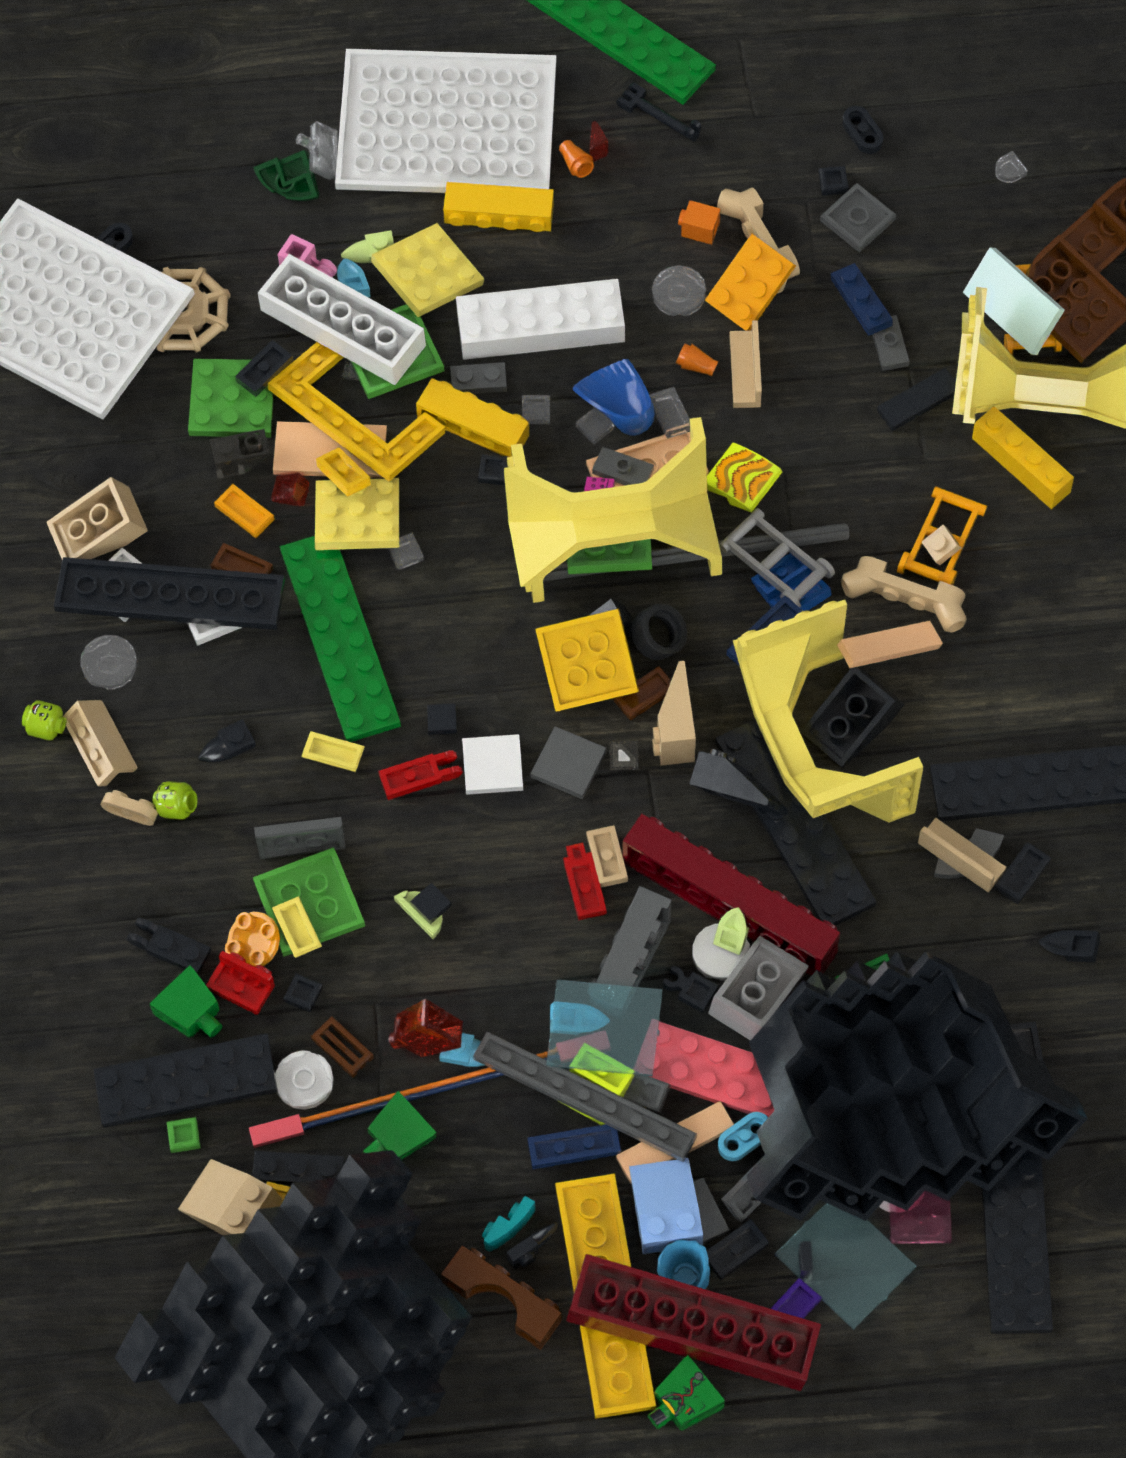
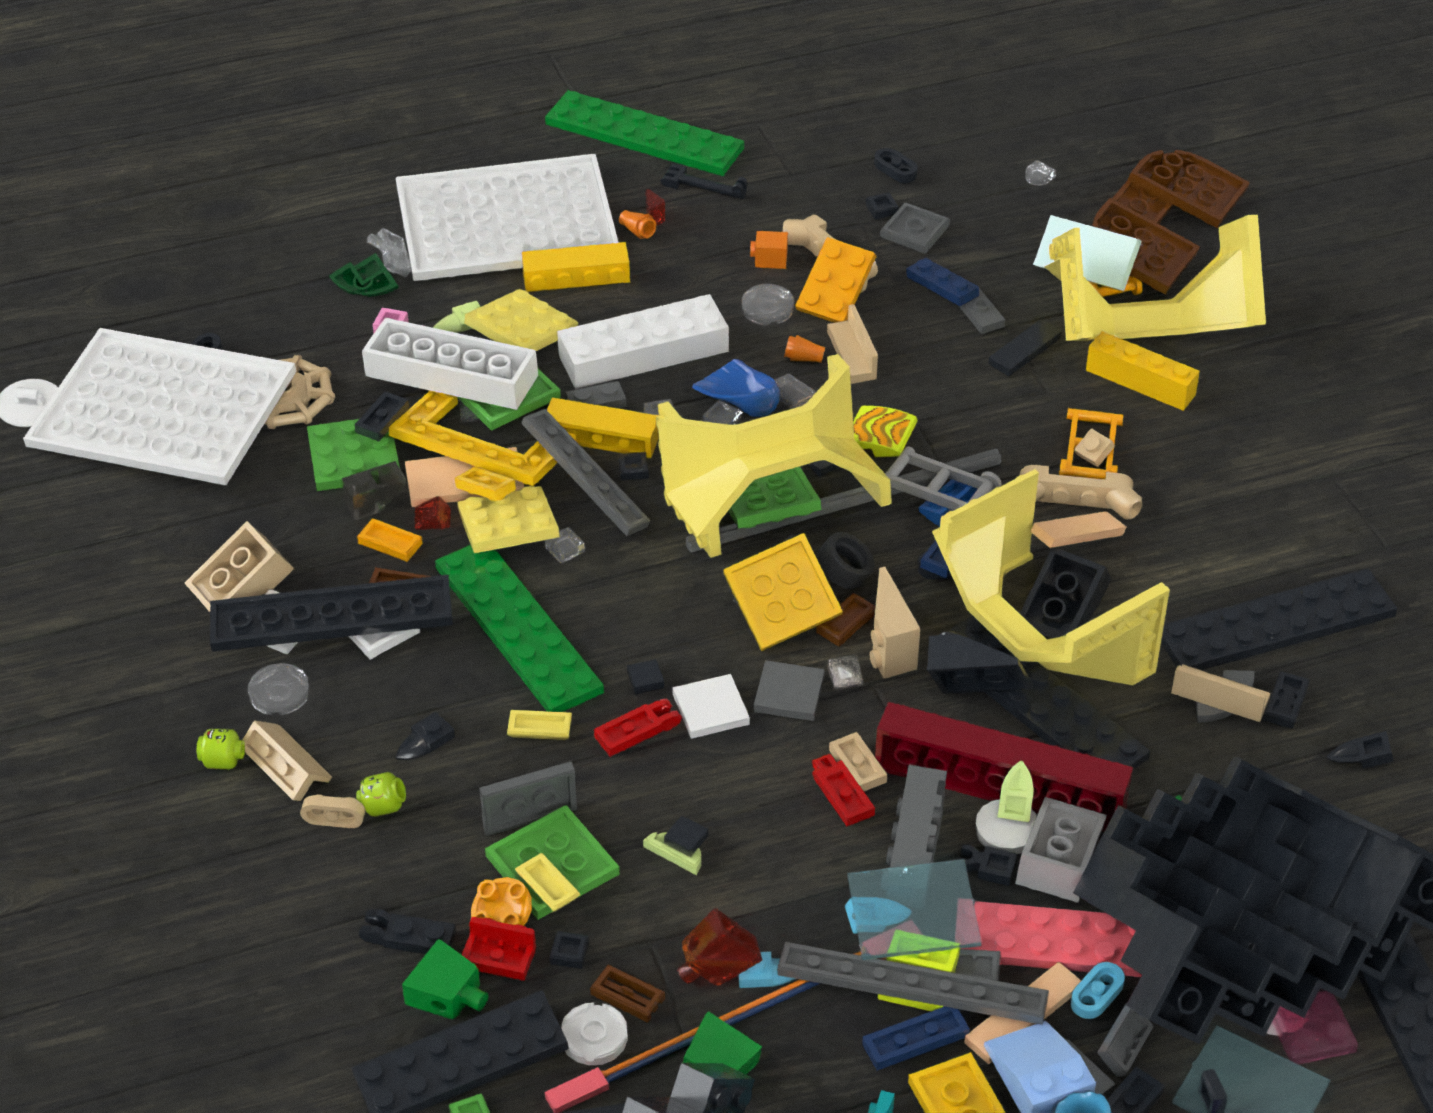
camera: 15 degrees left, 20 degrees down
(442, 475) = (586, 472): none -> dark grey tile

